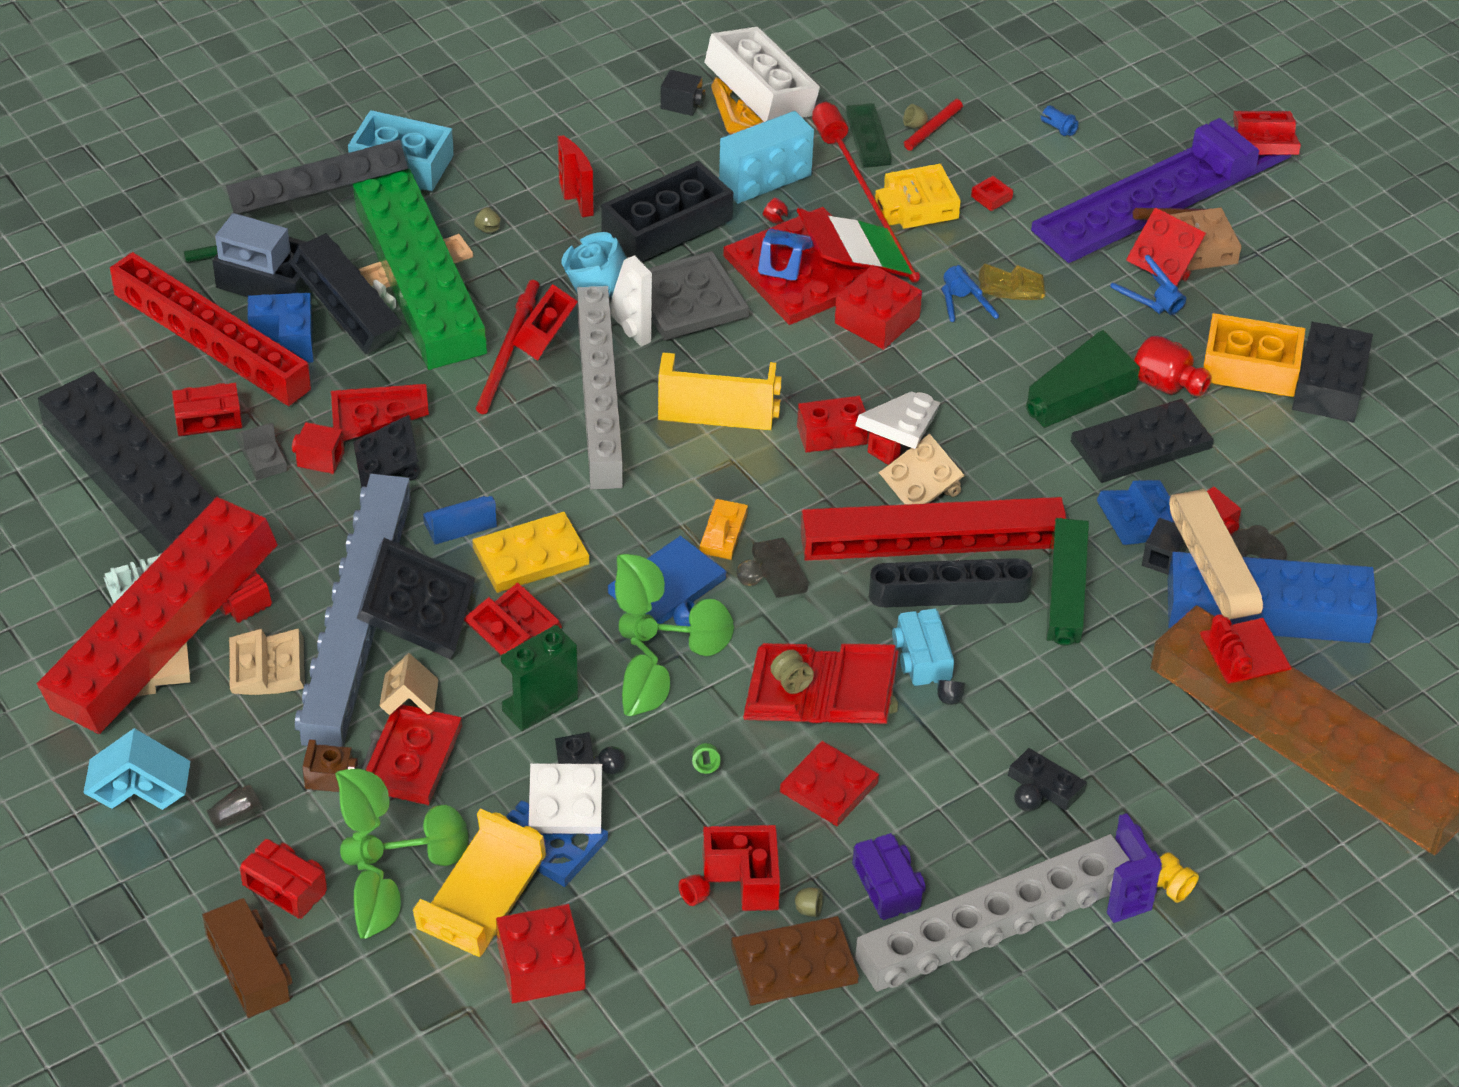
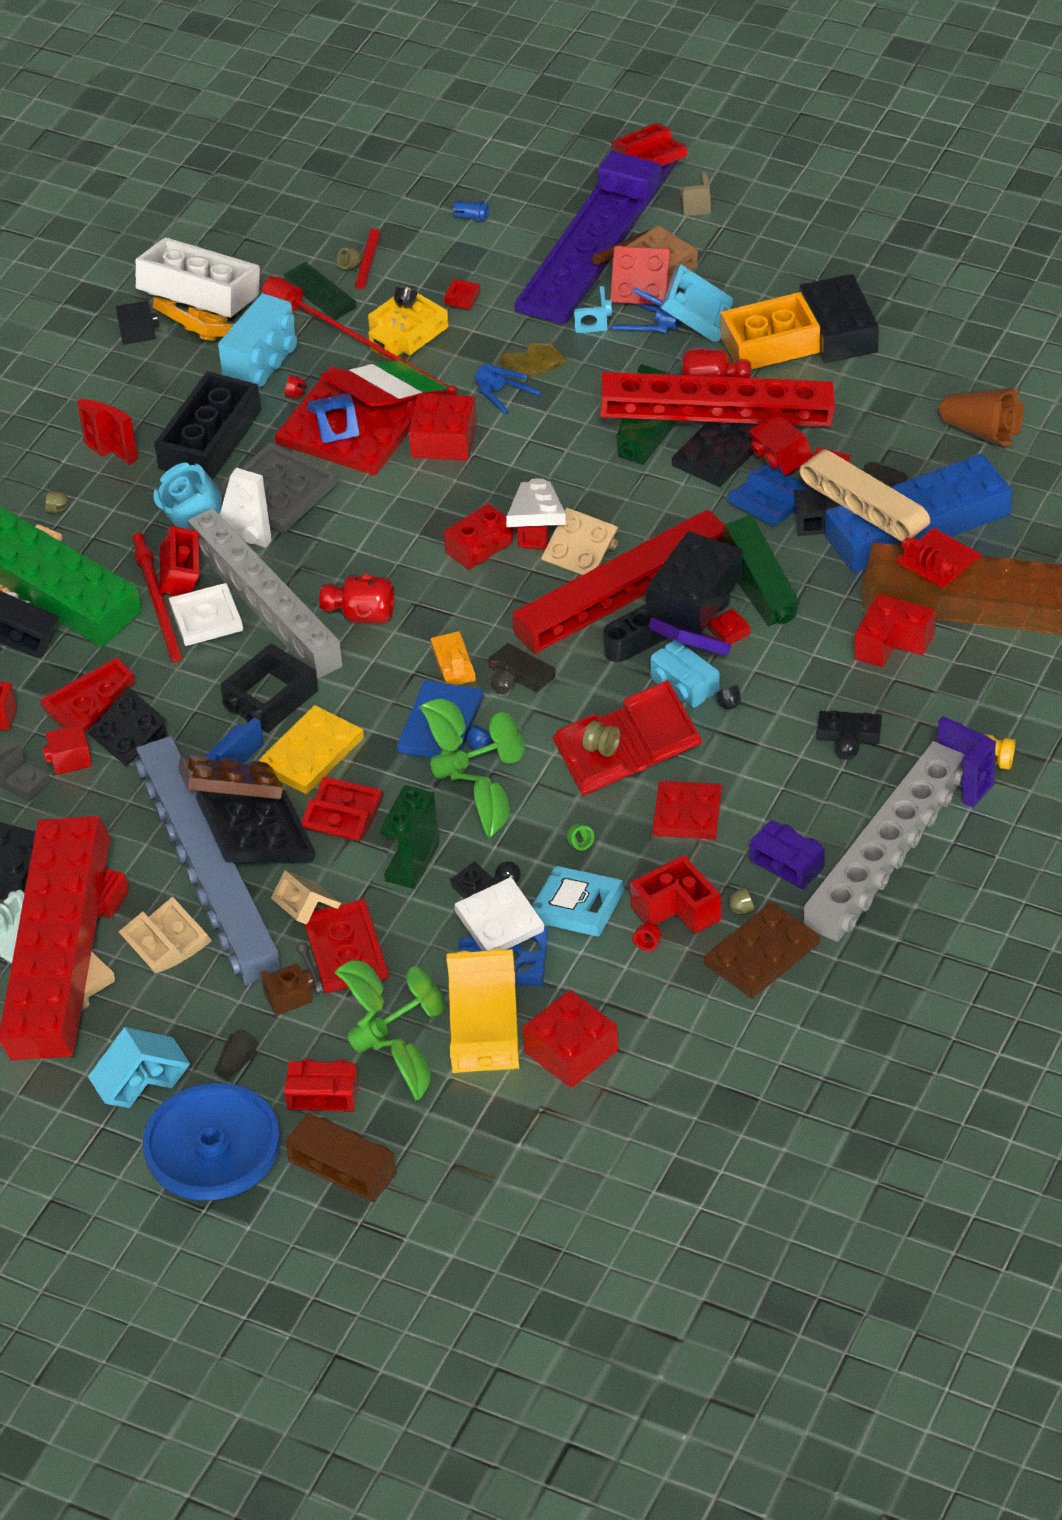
camera: 25 degrees left, 0 degrees up
(142, 879) = (211, 1141): none -> blue dish
(425, 541) = (230, 777): none -> reddish brown plate
(535, 382) = (205, 614): none -> white plate
(539, 495) = (280, 664): none -> black window
(649, 812) = (569, 896): none -> medium azure container
(679, 432) = (361, 599): none -> red piece
(717, 398) = (380, 555): yellow panel -> none
(926, 171) = (404, 297): none -> black hinge
(949, 612) = (689, 636): none -> dark purple tile
(988, 560) = (694, 581): none -> black brick
(1004, 623) = (729, 627): none -> red plate
(1105, 267) = (600, 313): none -> medium azure bracket
(1147, 395) = (715, 398): none -> red brick
(1159, 696) = (891, 625): none -> red brick
(1179, 465) = (780, 444): none -> red brick
(1203, 297) = (698, 304): none -> medium azure container
(1280, 199) = (696, 199): none -> dark tan panel
(1411, 531) = (986, 414): none -> dark orange cone

